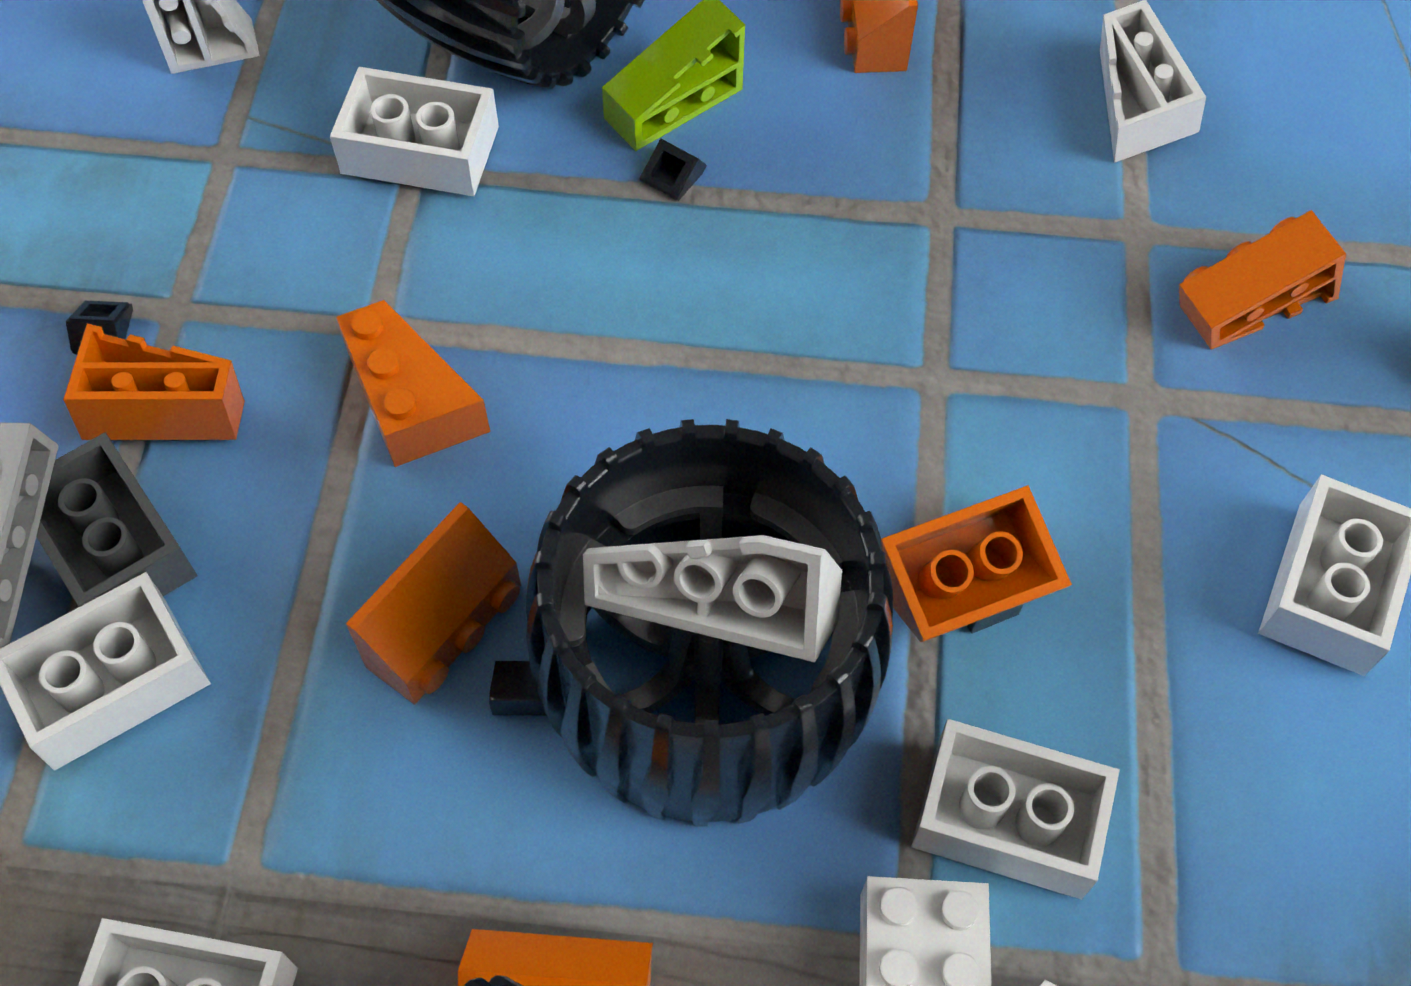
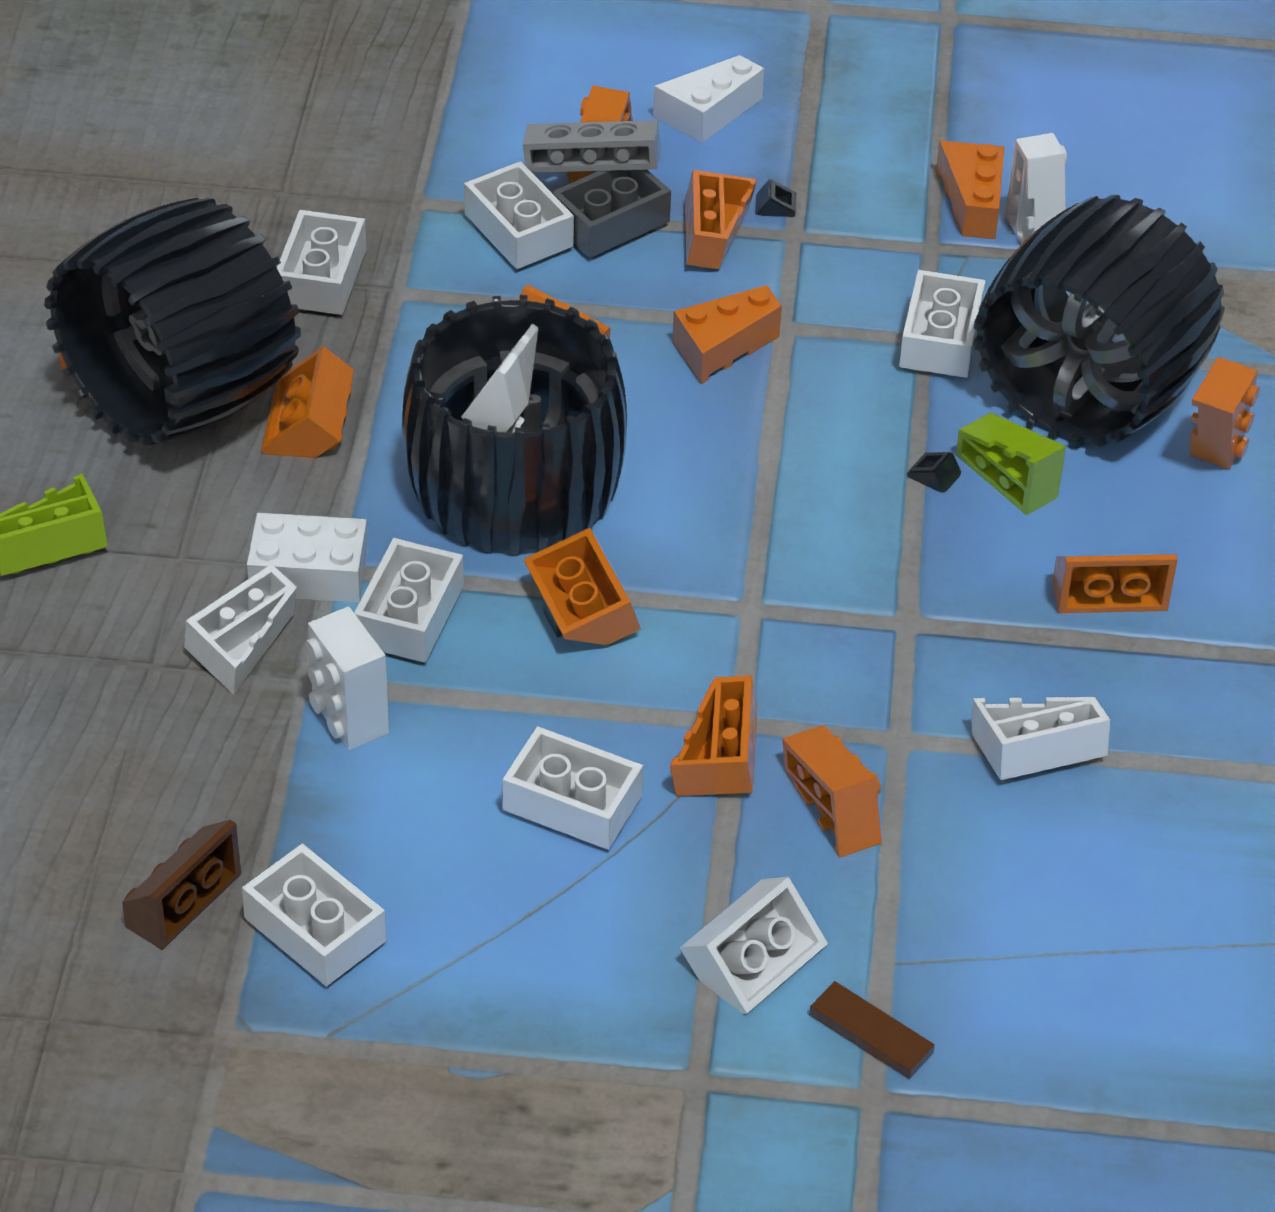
camera: 90 degrees right, 15 degrees down
(126, 84) = (973, 184): none -> orange wedge
(1219, 398) = (722, 742): none -> orange wedge
(1250, 878) = (347, 678): none -> white brick

